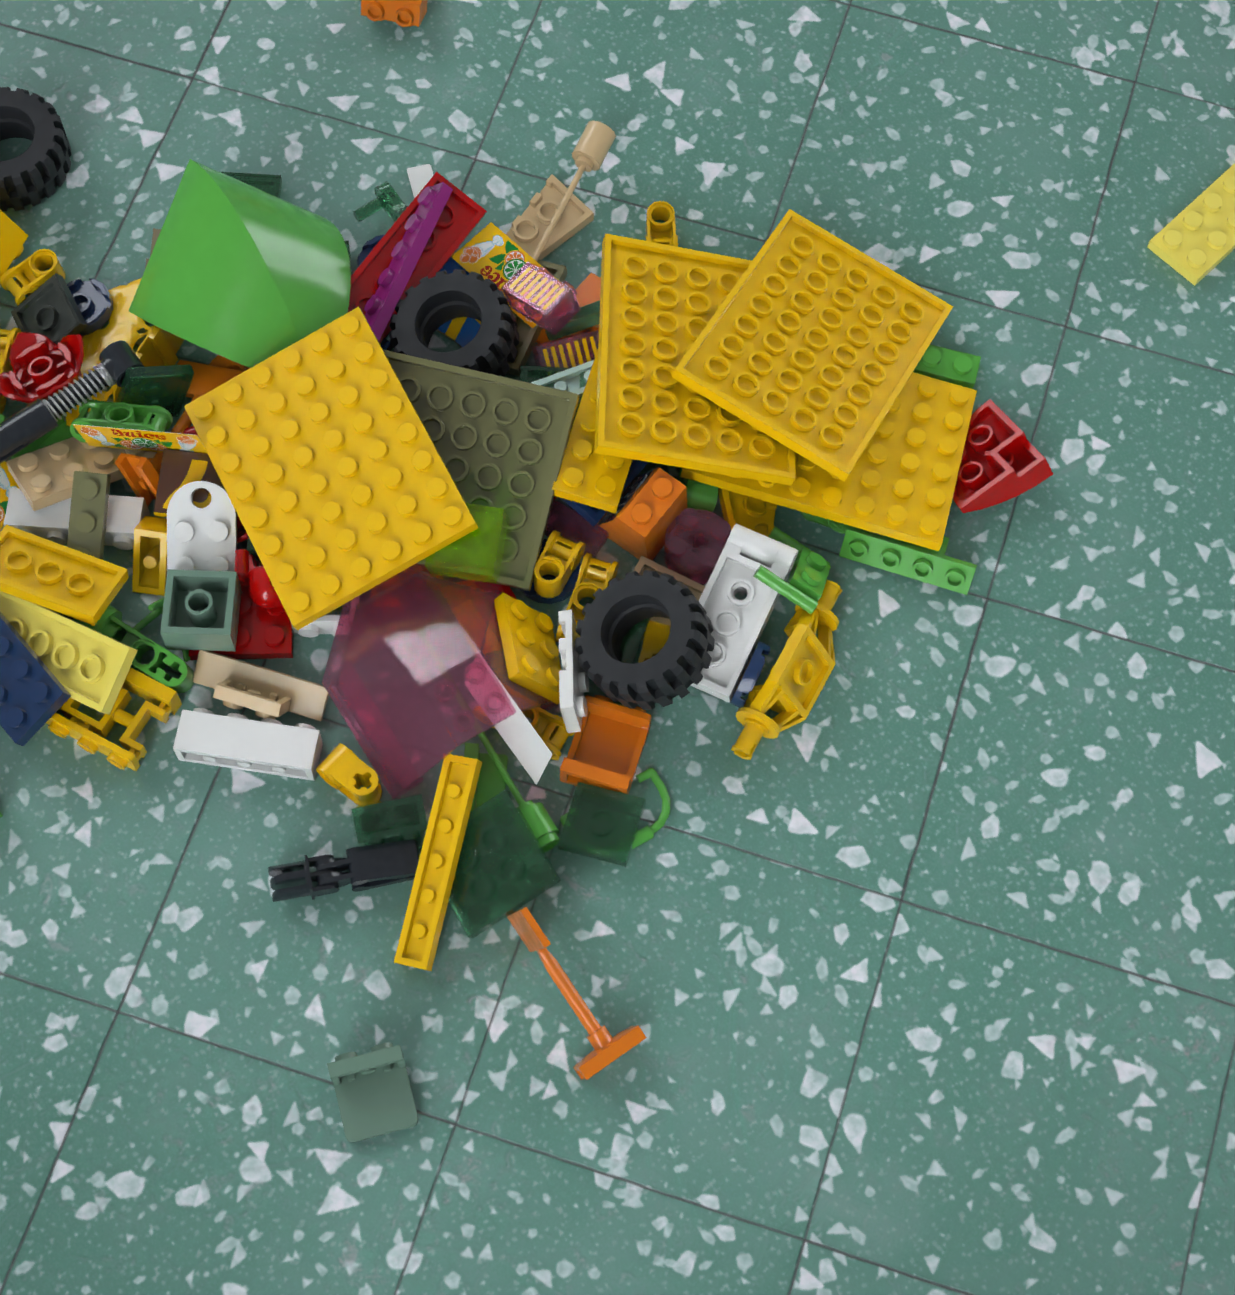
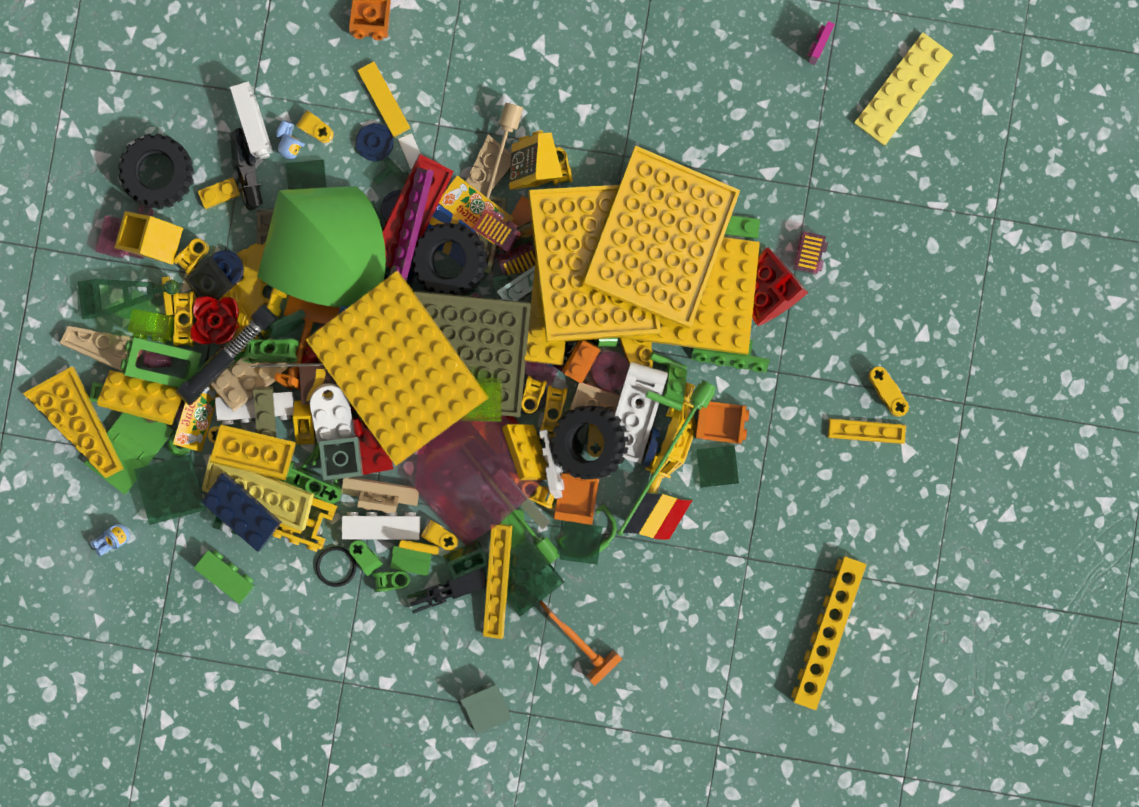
camera: 10 degrees left, 20 degrees up
(102, 201) = (219, 193): none -> yellow plate
(152, 170) = (245, 169): none -> black arm
(158, 834) = (330, 583): none -> black tyre
(177, 98) = (251, 120): none -> white door
(209, 792) = (367, 559): none -> bright green piece
(230, 145) = (289, 145): none -> light blue piece
(239, 836) = (389, 580): none -> bright green piece
(278, 130) = (313, 126): none -> yellow piece
(290, 809) = (410, 560): none -> bright green panel
(308, 781) = (419, 547): none -> yellow tile
(367, 165) = (374, 142): none -> dark blue tile
(396, 110) = (384, 99): none -> yellow tile
(621, 207) = (534, 161): none -> yellow slope
(744, 784) = (657, 513): none -> flag
(864, 733) = (717, 466): none -> clear green tile
(880, 661) = (722, 423): none -> orange panel
(996, 1172) = (812, 698): none -> yellow brick
(1060, 417) = (810, 253): none -> brick
(1105, 116) = (822, 37): none -> dark pink plate
(1136, 714) = (866, 431): none -> yellow tile
(1180, 650) = (888, 391): none -> yellow piece

